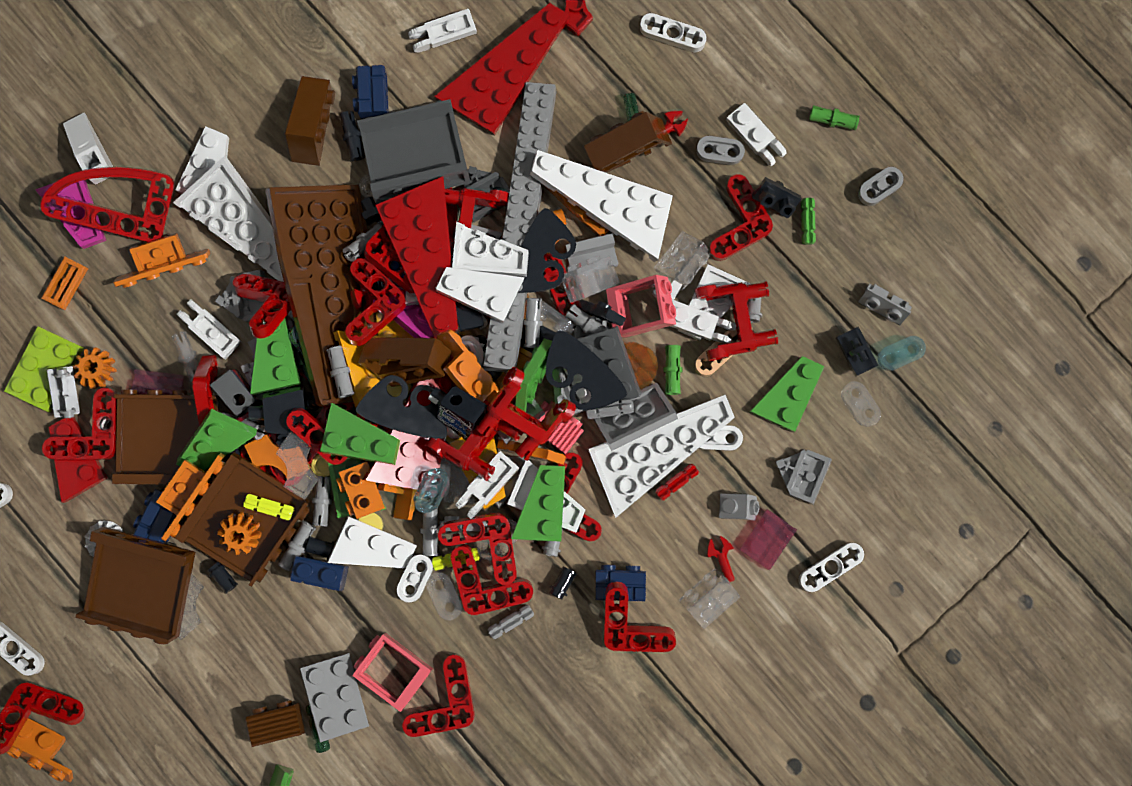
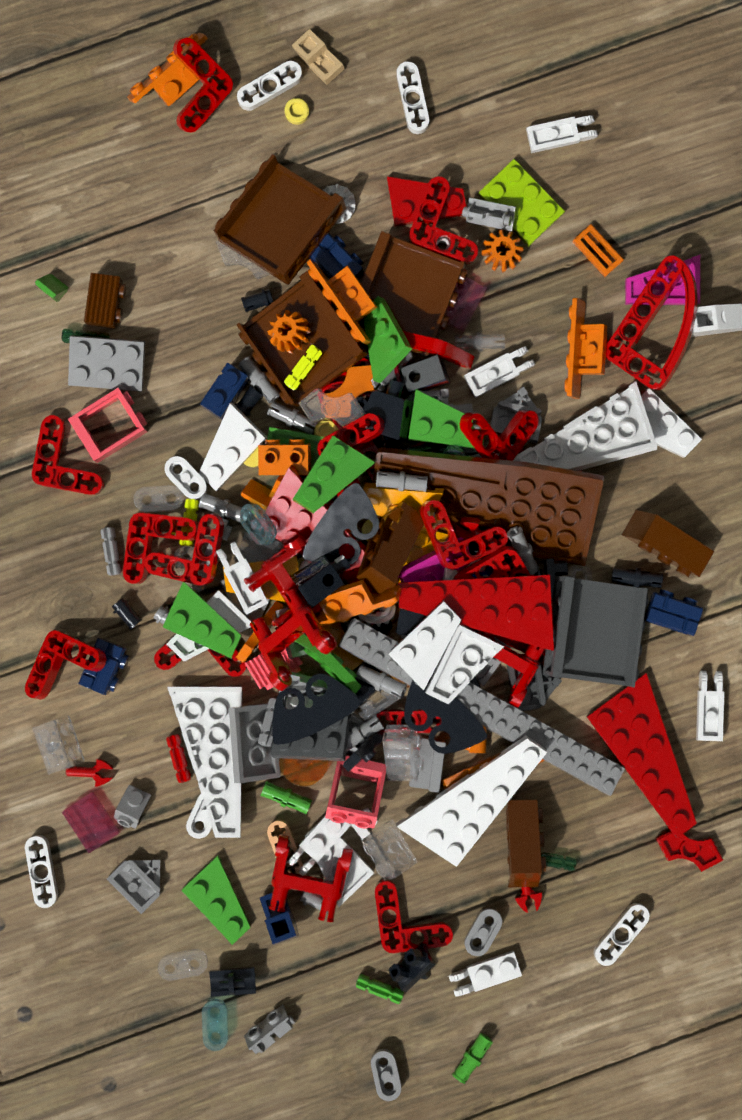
camera: 110 degrees right, 5 degrees up
(28, 612) = (296, 111): none -> light yellow tile
(787, 328) = (279, 924): none -> dark blue brick

